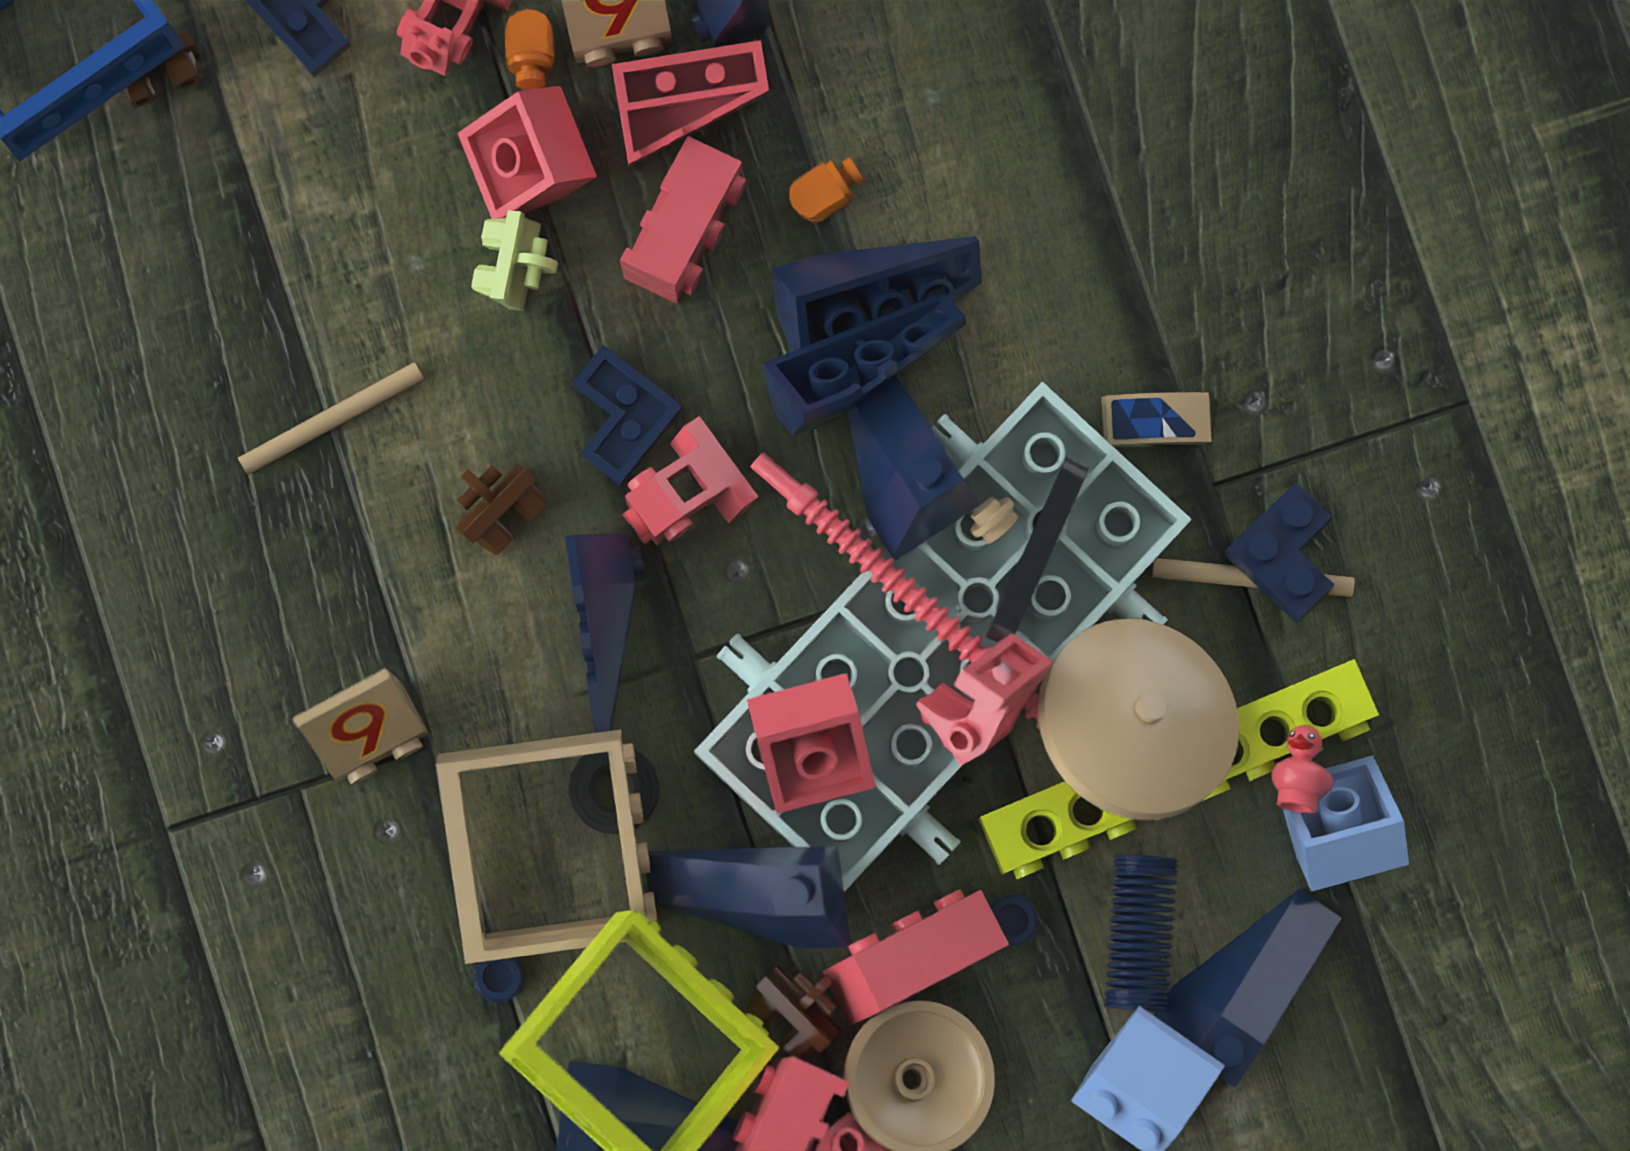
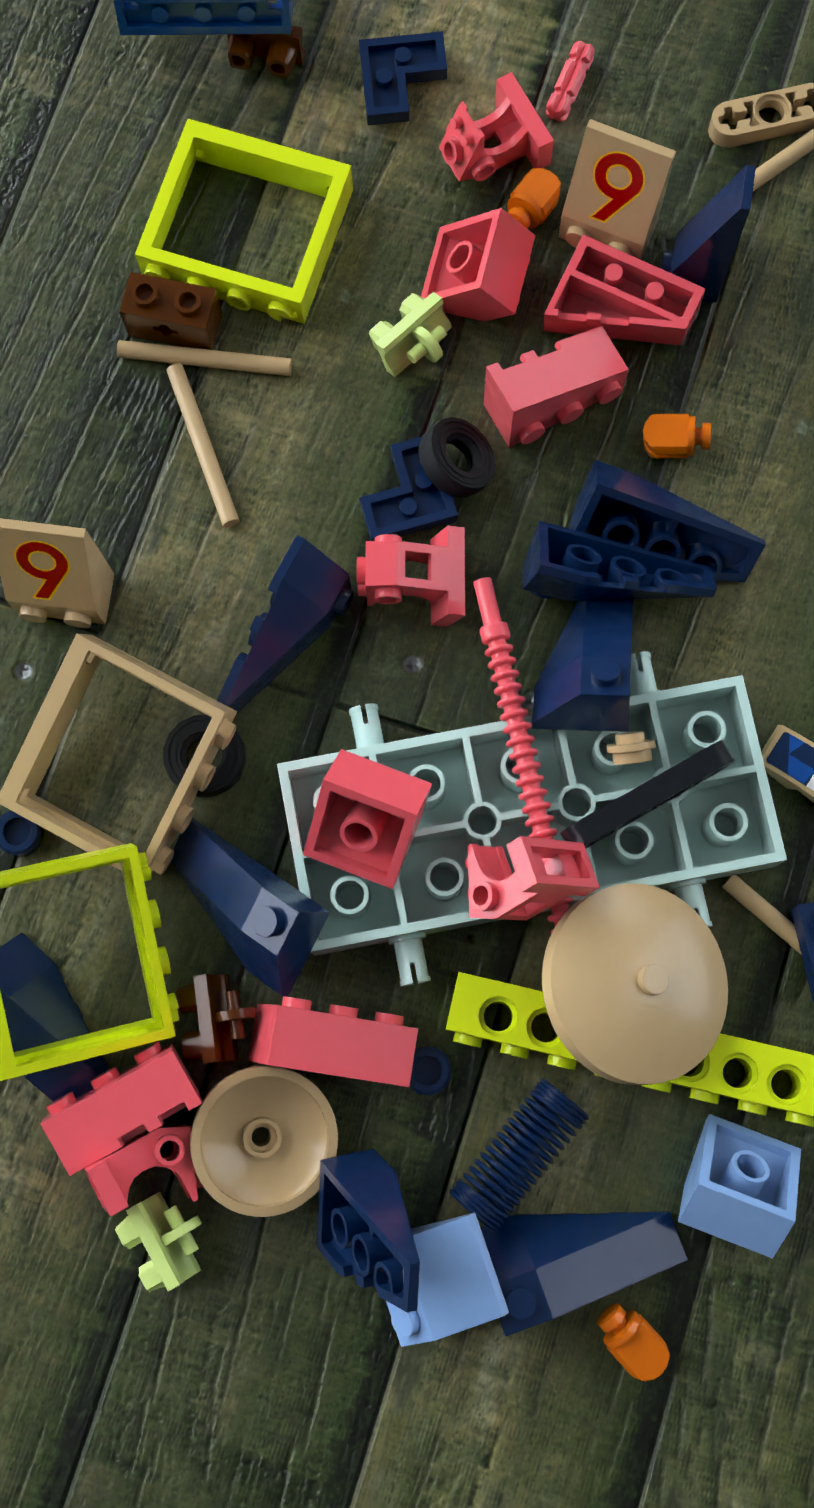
camera: 45 degrees right, 5 degrees down
(248, 185) = (266, 162): none -> neon yellow window
(272, 398) = (171, 311): none -> reddish brown brick
(393, 503) = (202, 445): none -> tan bar
(513, 490) = (252, 500): reddish brown hips -> none
(632, 374) = (440, 468): none -> black tyre
(1059, 1082) = (367, 1226): none -> dark blue wedge
(1298, 778) = (731, 1123): coral animal -> none
(1344, 1017) = (634, 1343): none -> orange arm

